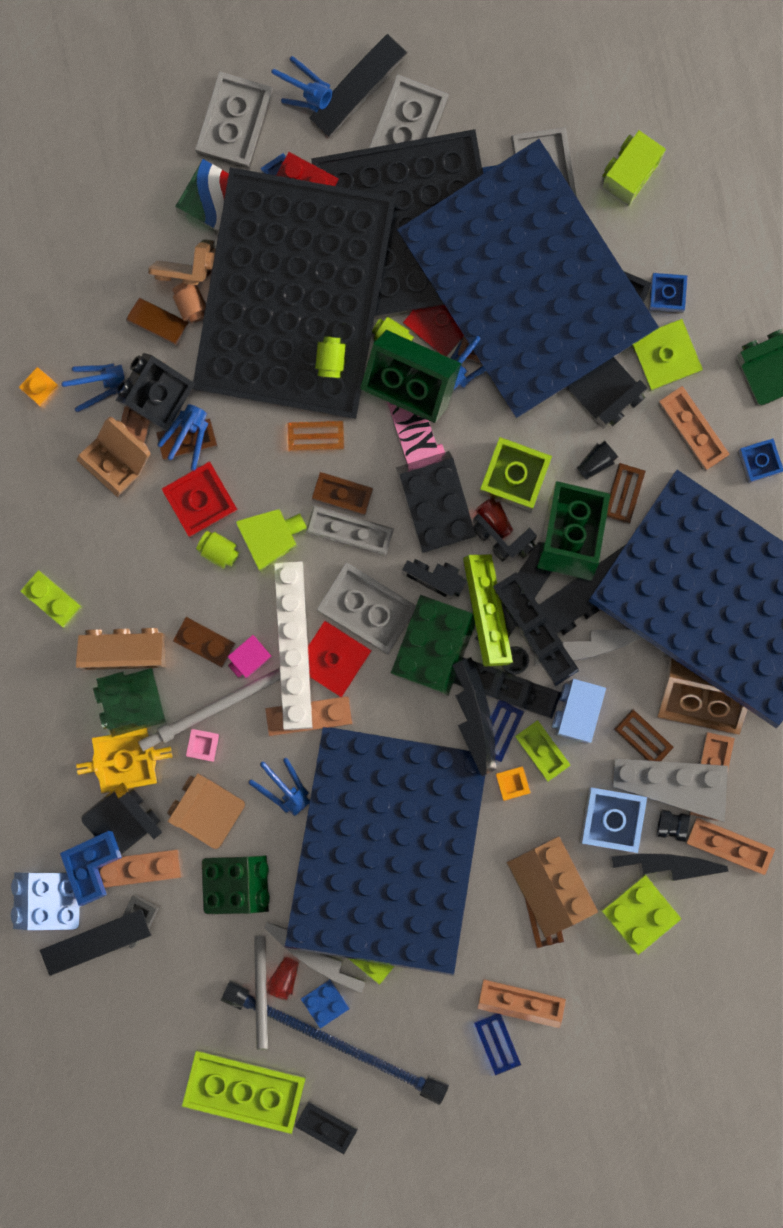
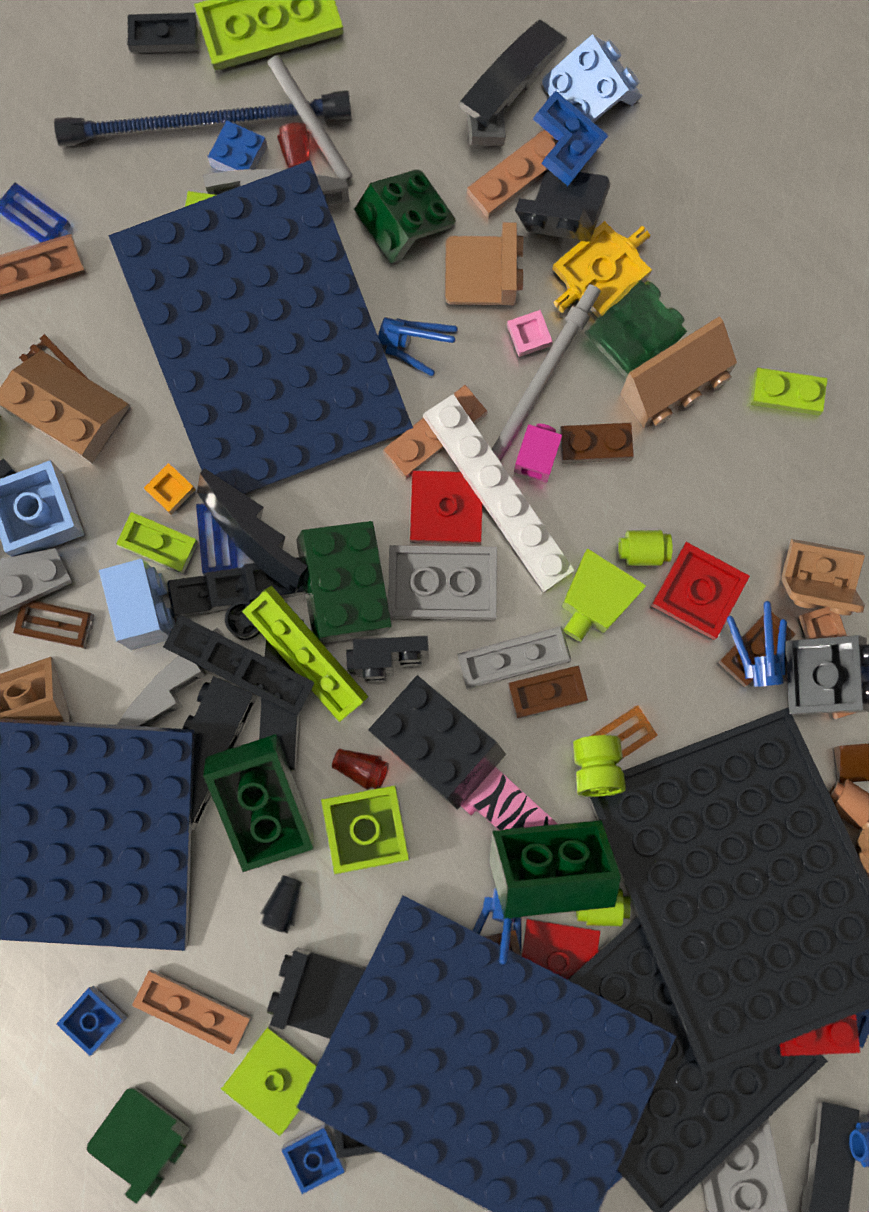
camera: 155 degrees right, 5 degrees down
(330, 357) = (658, 833): lime brick -> none
(341, 423) = (599, 770): none -> lime wheel
(520, 547) = (309, 750): black bracket -> none
(630, 470) = (217, 893): reddish brown tile -> none

